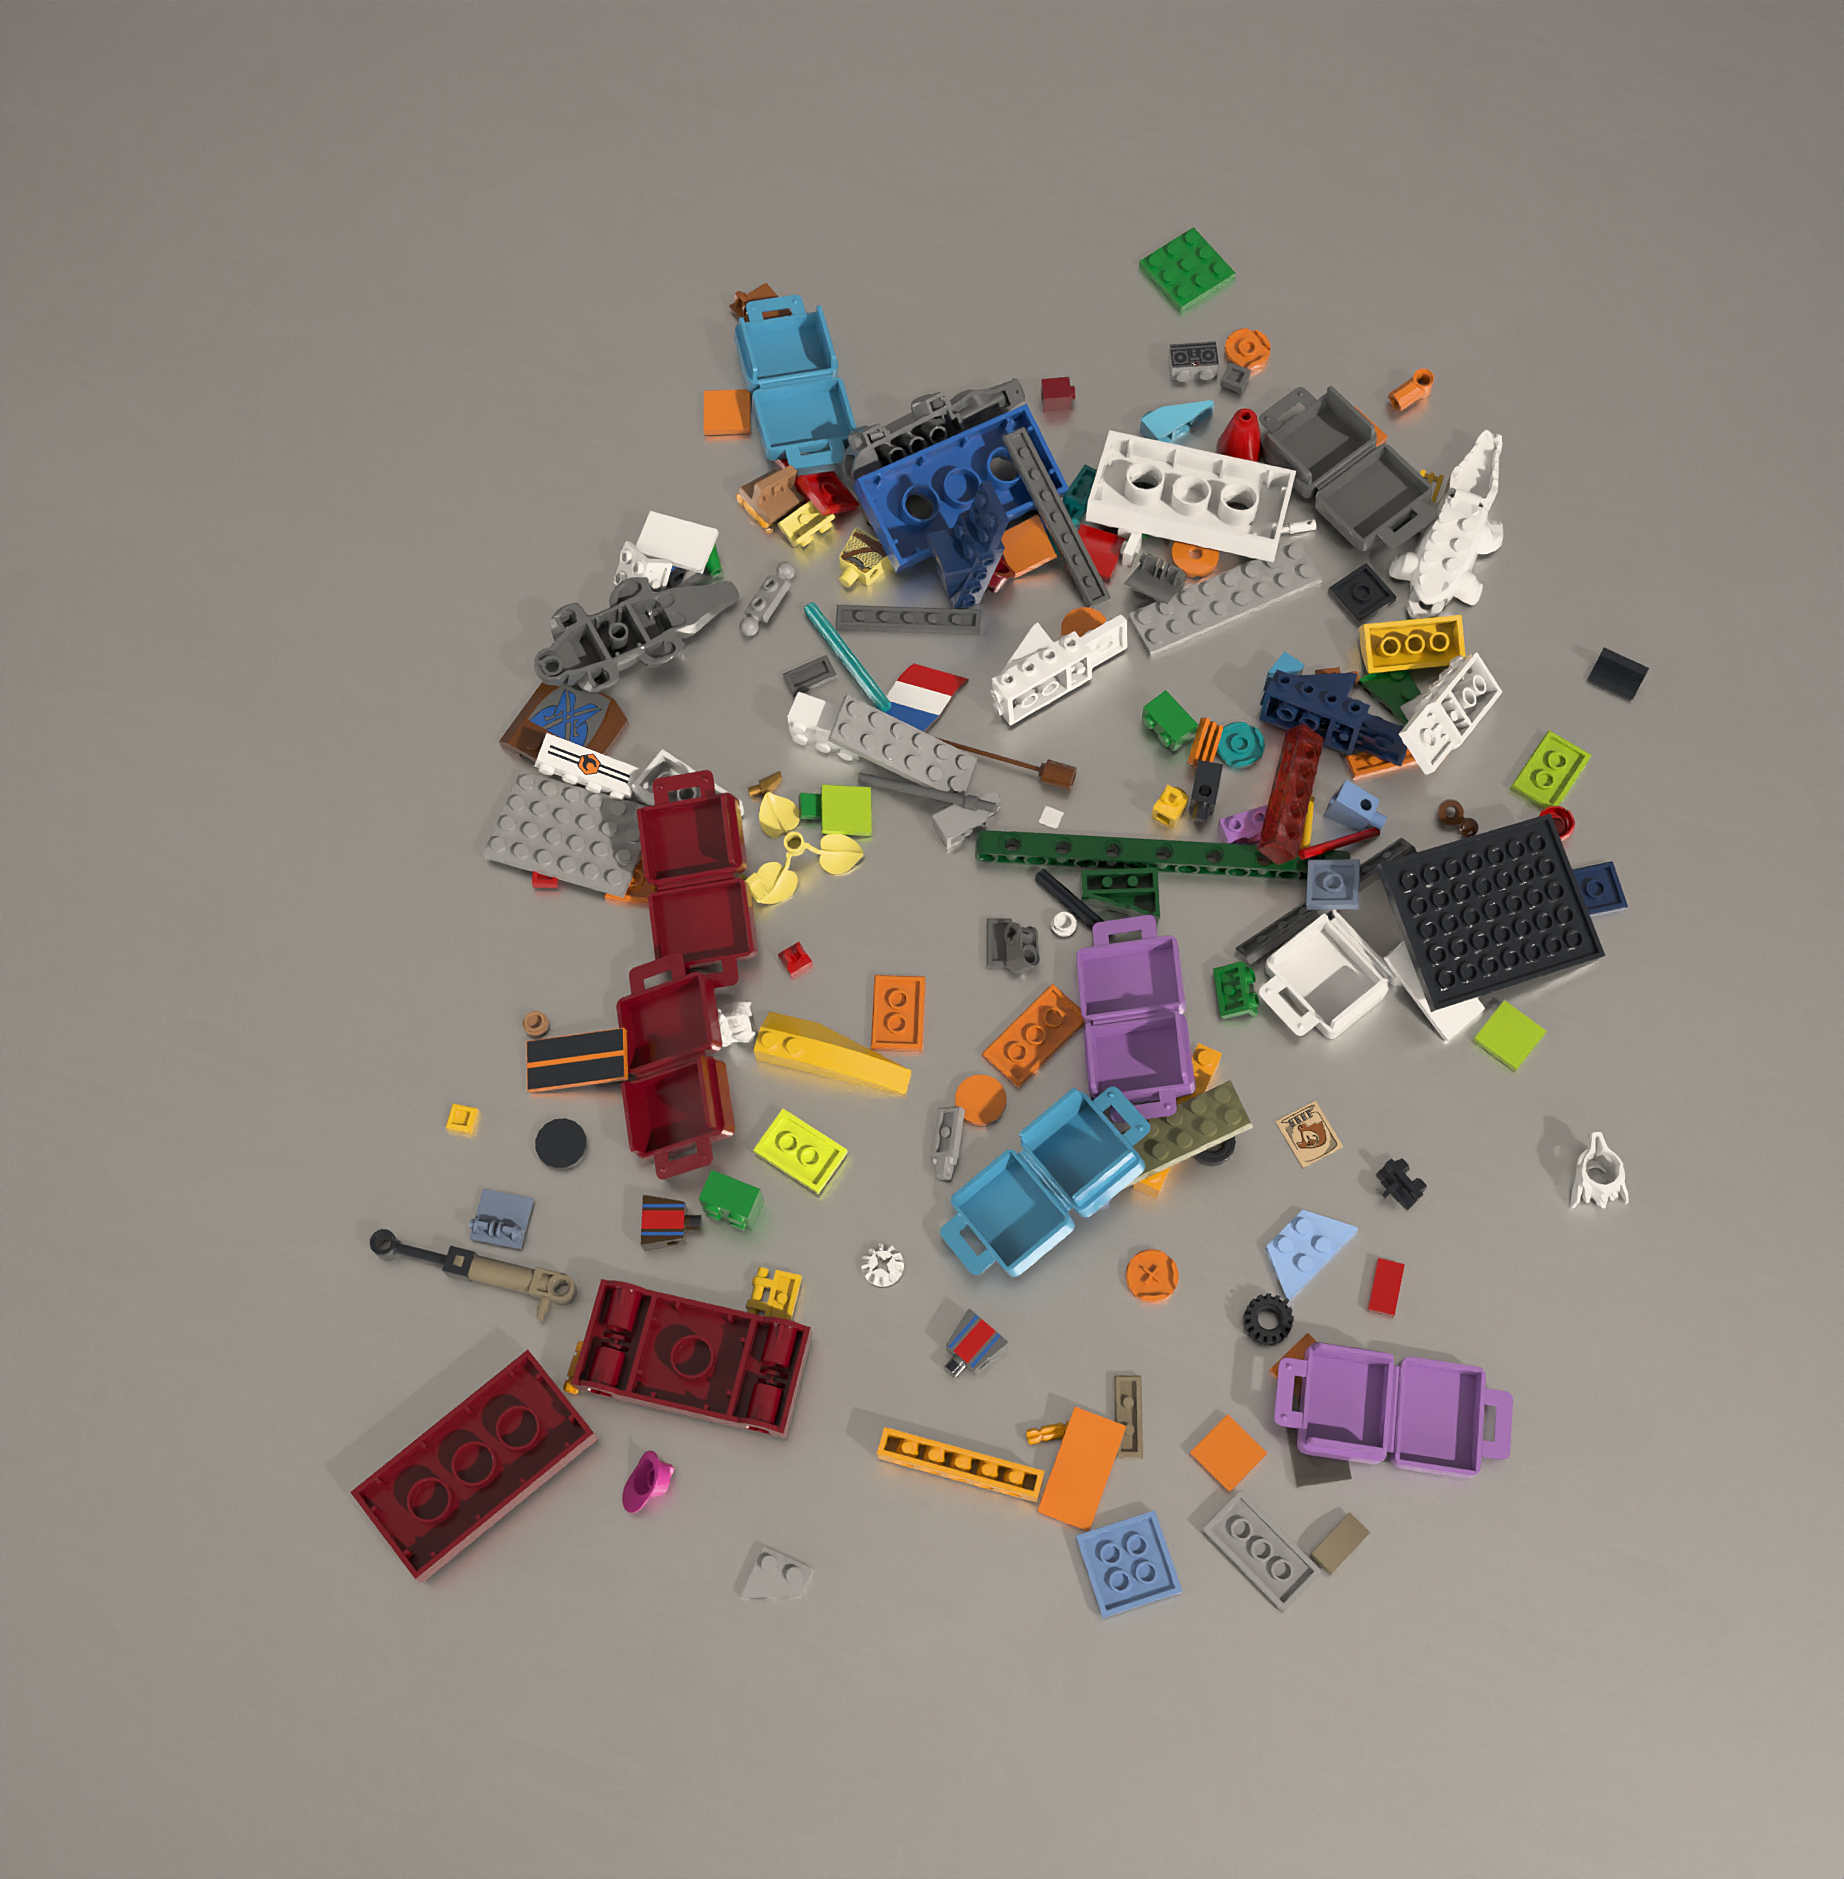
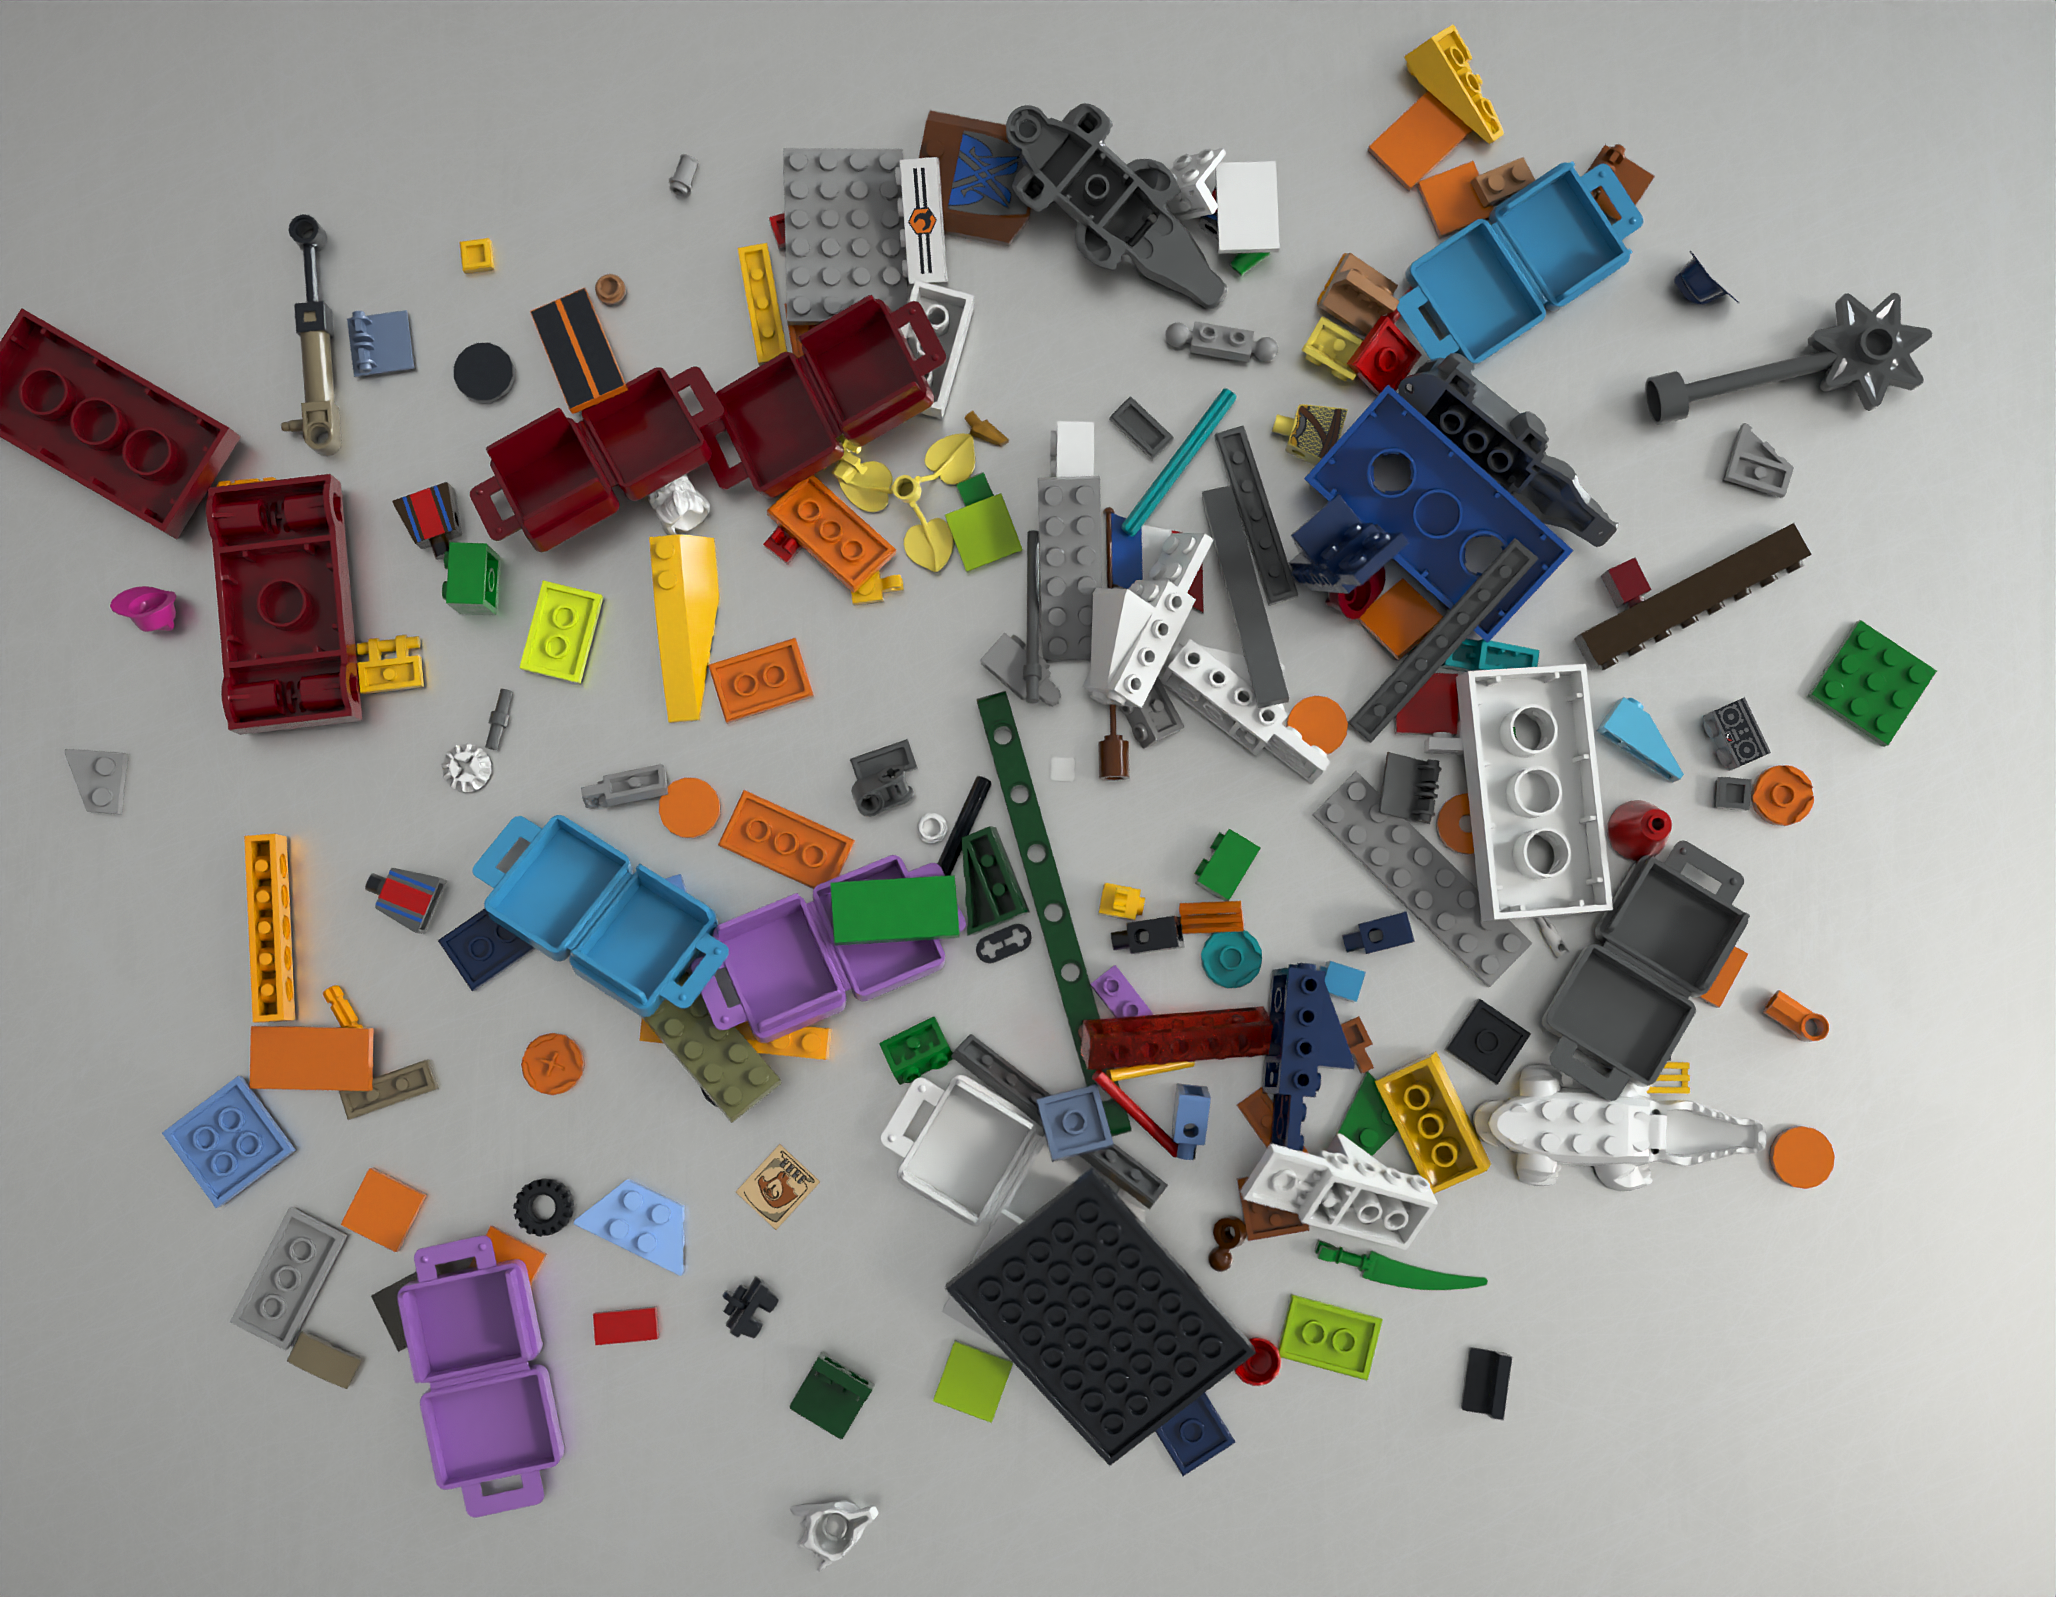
camera: 65 degrees right, 15 degrees up
(473, 941) = (683, 175): none -> light grey pin
(598, 911) = (762, 302): none -> yellow plate
(625, 387) = (1444, 71): none -> yellow wedge
(671, 420) = (1419, 140): none -> orange tile
(728, 376) = (1502, 182): none -> medium nougat plate
(803, 918) = (831, 532): none -> orange tile
(852, 1225) = (498, 719): none -> dark grey bar
(855, 907) = (873, 589): none -> yellow plate
(857, 277) = (1697, 284): none -> dark blue piece
(948, 195) = (1862, 350): none -> dark grey piece
(965, 710) = (1126, 623): none -> white wedge
(971, 637) = (1245, 597): none -> dark grey tile
(1003, 287) = (1758, 465): none -> light grey wing
(1030, 739) = (1155, 718): none -> light grey bracket
(1035, 1297) = (482, 949): none -> dark blue tile
(1083, 356) = (1693, 596): none -> dark brown brick
(1122, 960) = (894, 910): none -> green tile
(1178, 901) = (1000, 936): none -> black beam
(1259, 631) = (1395, 931): none -> dark blue torso
(1445, 784) = (1266, 1221): none -> dark orange plate
(1490, 1143) = (831, 1396): none -> dark green bracket
(1513, 421) = (1802, 1157): none -> orange tile
(1515, 712) = (1395, 1273): none -> green sword

